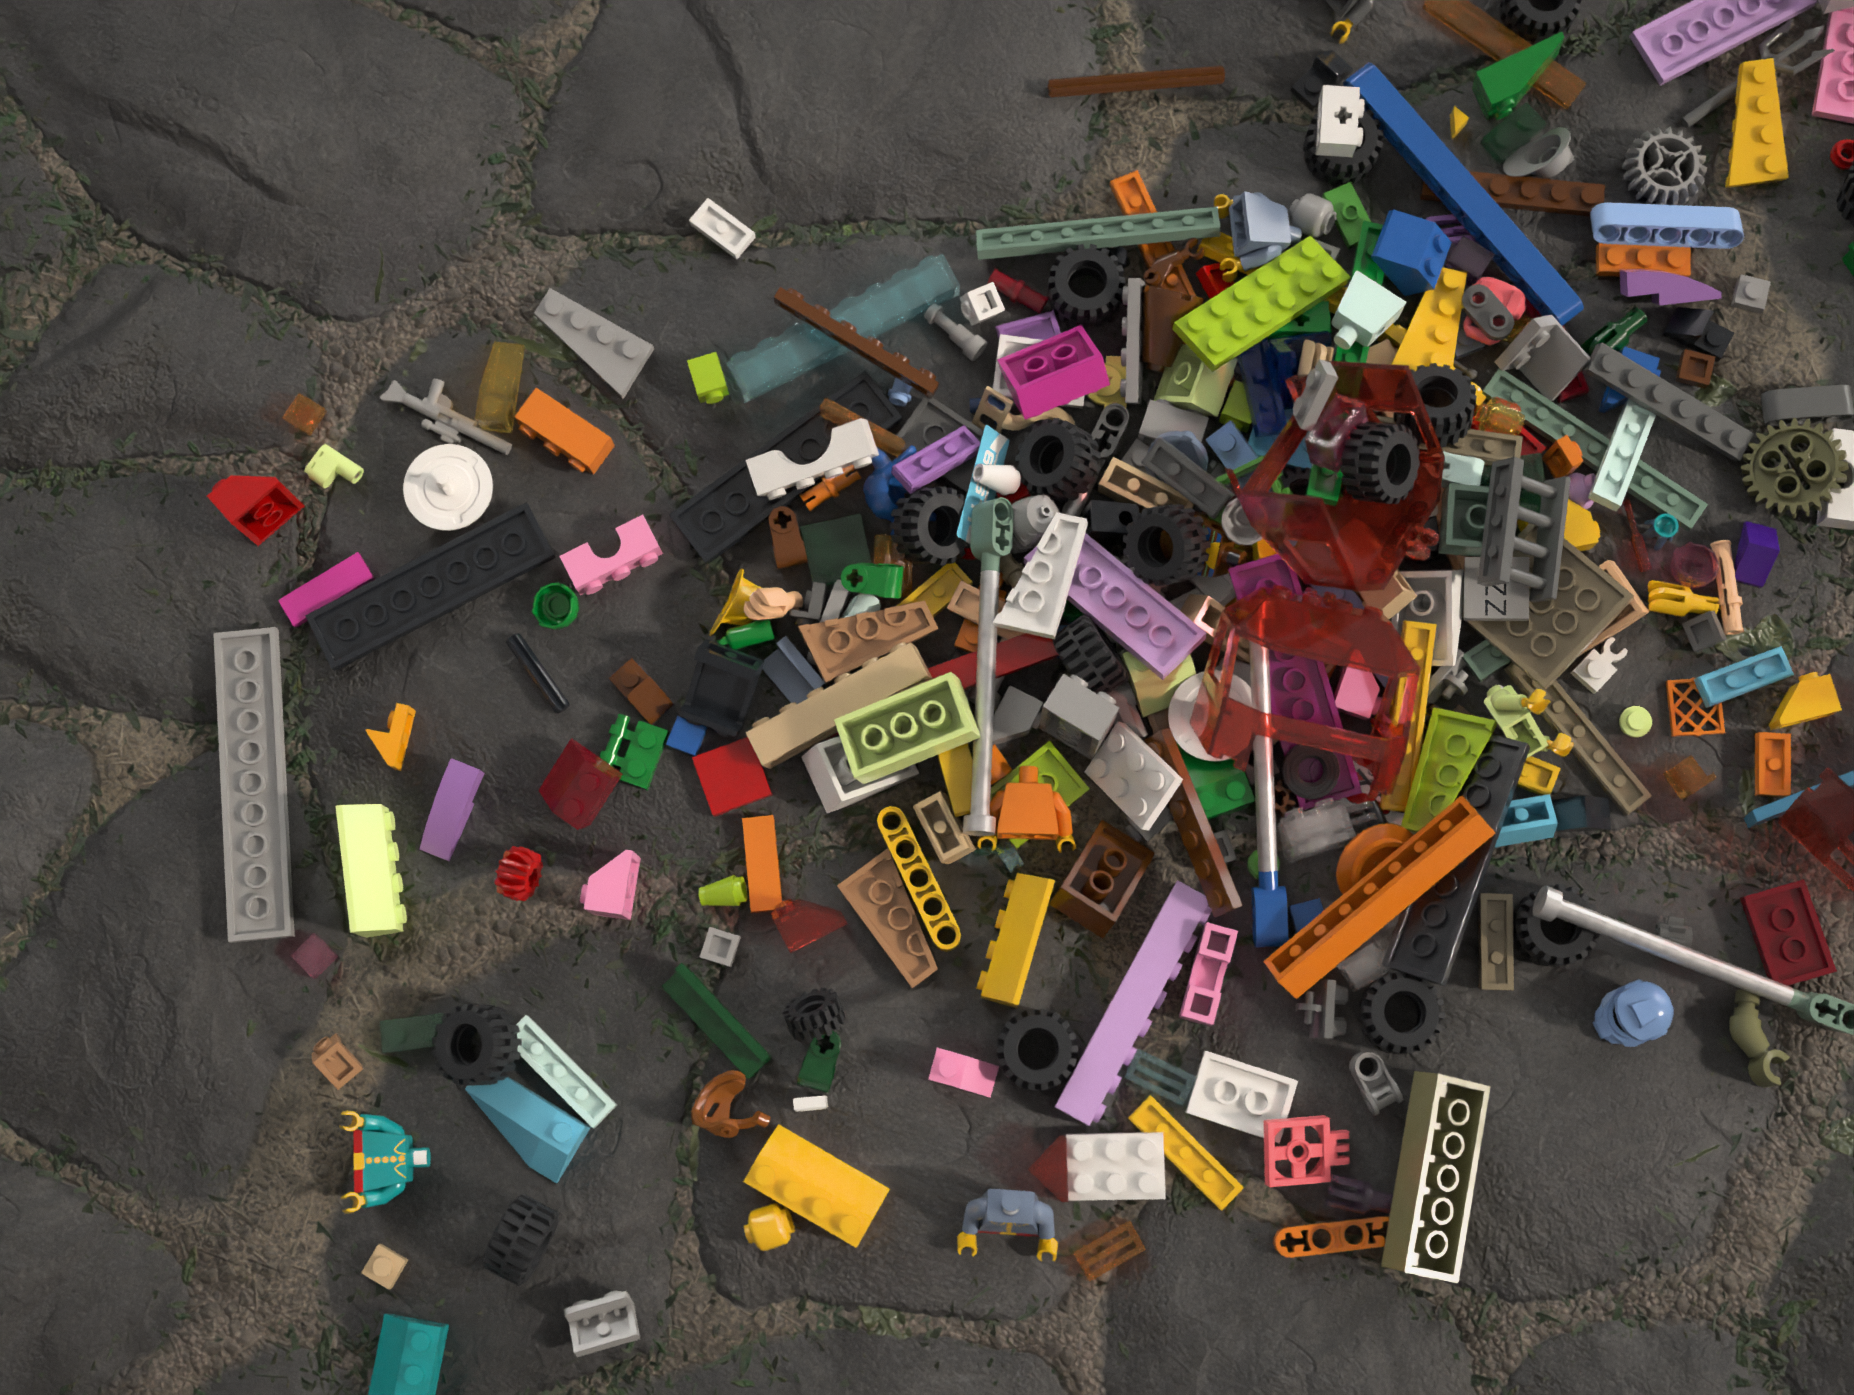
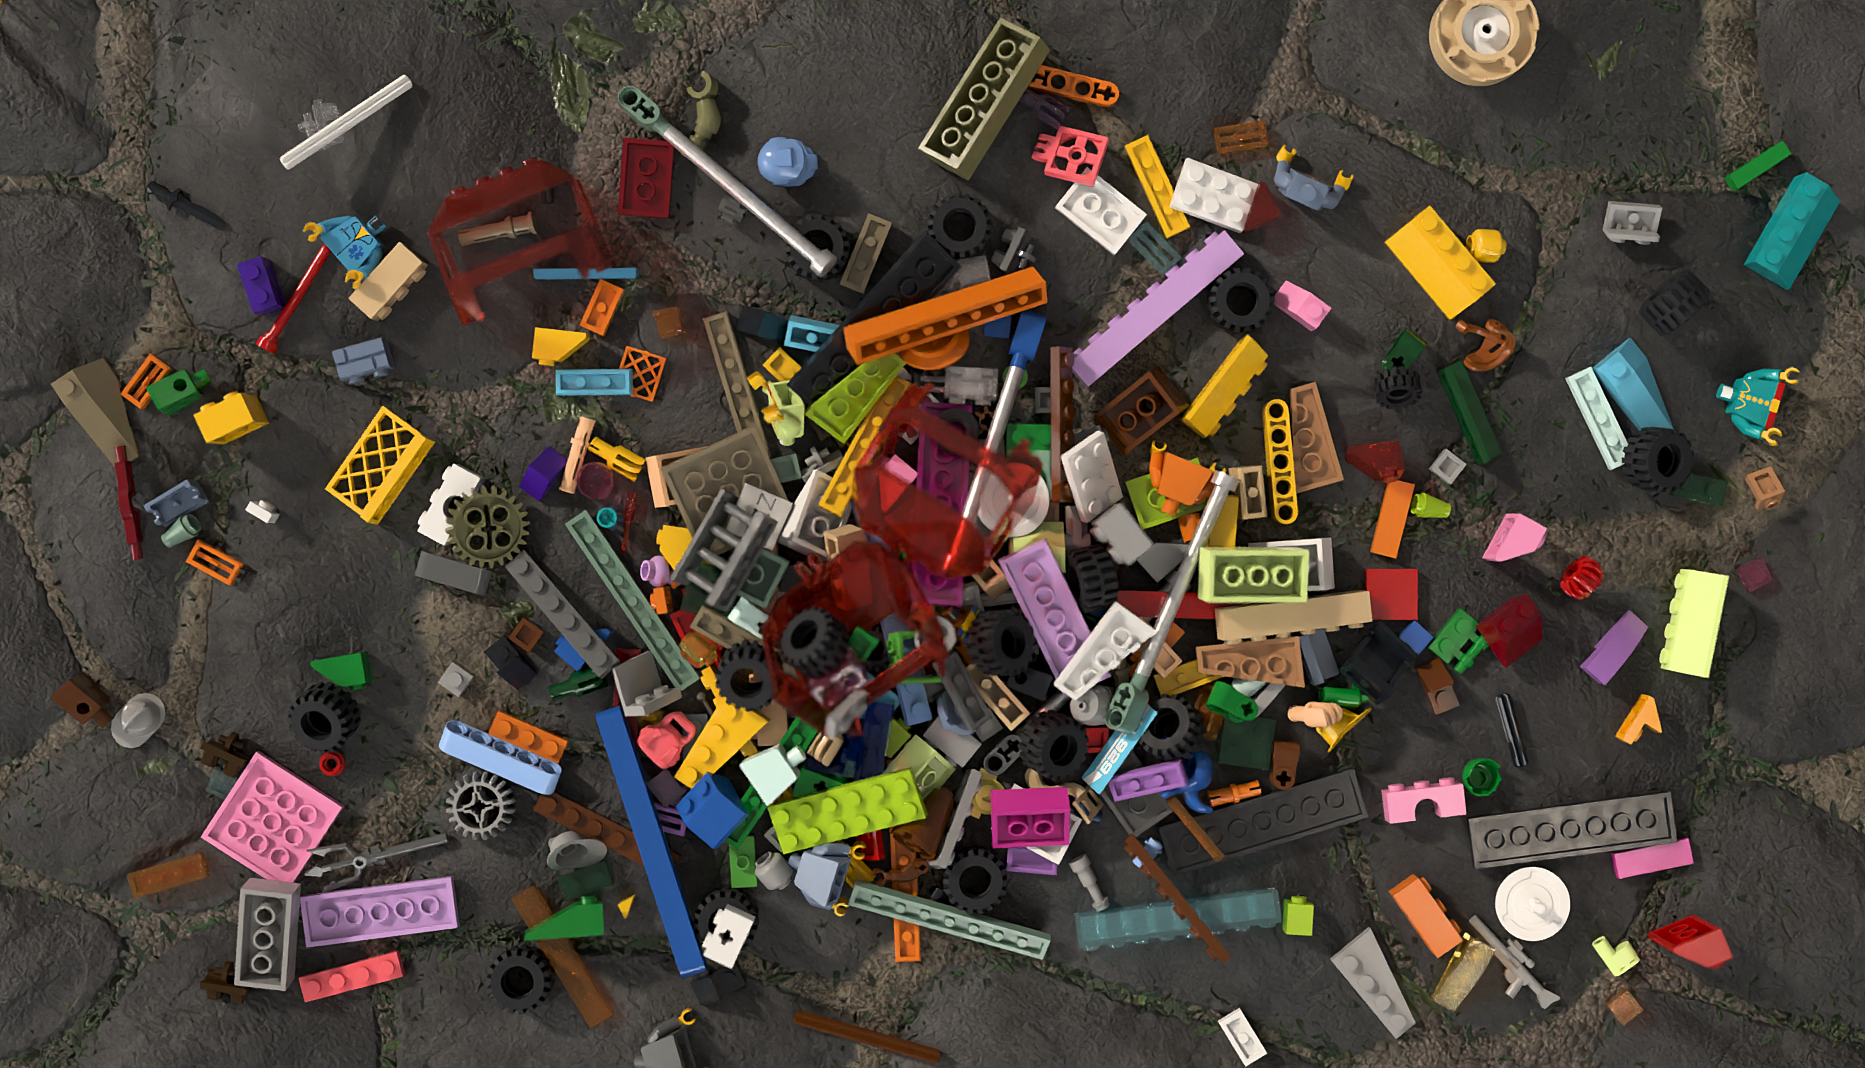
camera: 160 degrees left, 10 degrees up
(253, 785) = (1758, 724): light grey plate -> none
(384, 1266) = (1777, 323): tan plate -> none
(810, 1103) = (1422, 324): white tile -> none
(815, 602) = (1280, 705): dark grey bracket -> none
(848, 446) = (1274, 817): white arch -> none
(975, 304) = (1063, 895): white brick -> none
(999, 478) = (1104, 747): white cone -> none
(1009, 857) = (1205, 452): clear light blue bush -> none
(1018, 291) = (1029, 897): dark red pin -> none
(1207, 974) = (1092, 308): bright pink arch -> none
(1375, 1084) = (998, 181): light grey piece -> none
(1485, 312) = (674, 737): dark grey plate -> none
(1596, 667) = (702, 430): white plate -> none
(1622, 455) = (617, 584): light aqua plate -> none
(1635, 721) = (690, 379): yellowish green plate -> none
(1664, 287) = (522, 707): medium lavender slope -> none
(1704, 631) = (609, 427): dark grey plate -> none
(1757, 128) = (394, 808): yellow wing -> none

